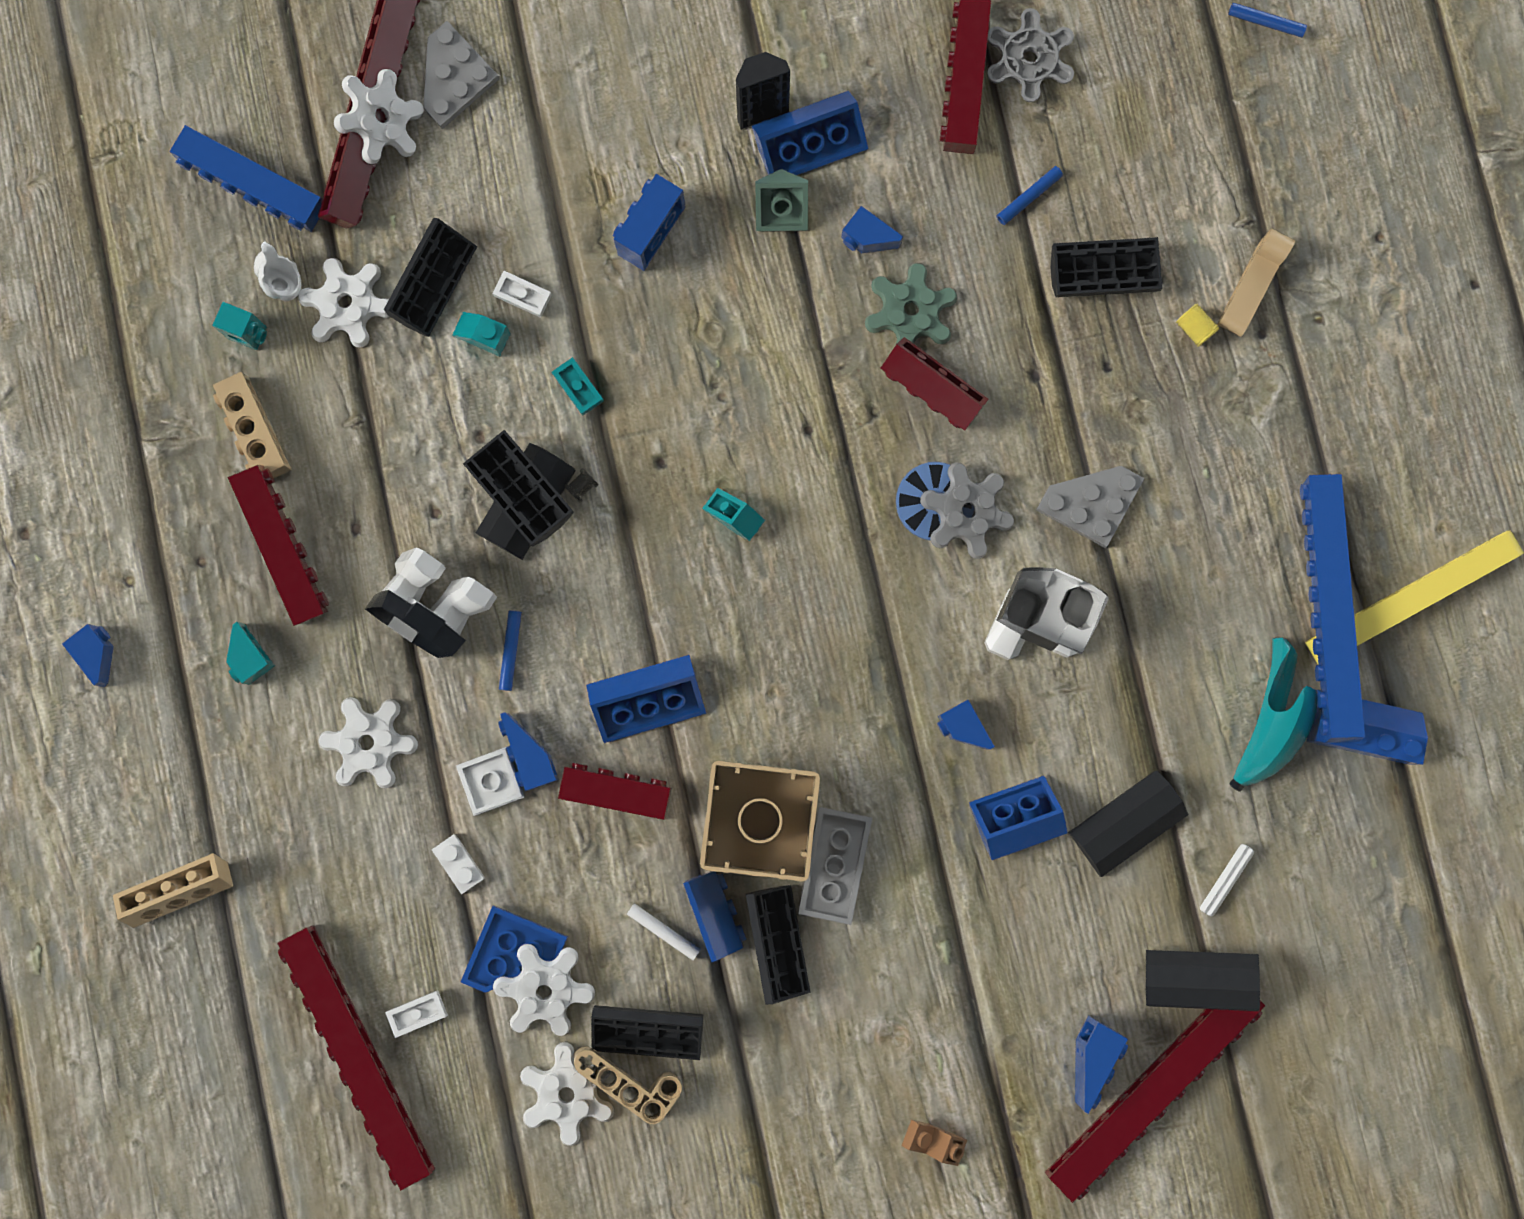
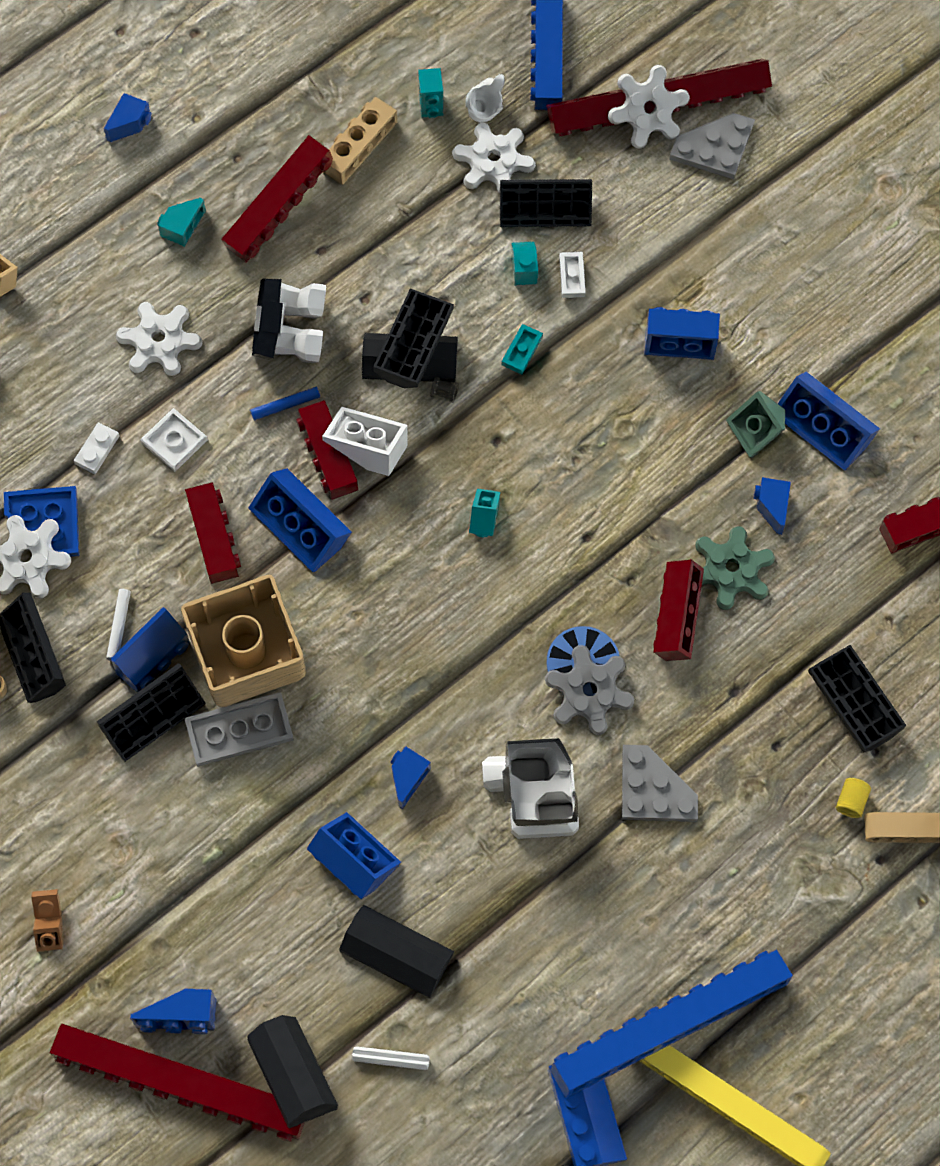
camera: 60 degrees right, 15 degrees down
(532, 760) = (207, 457): blue slope -> none
(585, 634) = (333, 465): none -> dark red brick
(599, 590) = (367, 439): none -> white slope
(762, 89) = (832, 354): black piece -> none
(1029, 195) = (882, 612): blue piece -> none
(1277, 732) = (550, 1029): teal piece -> none

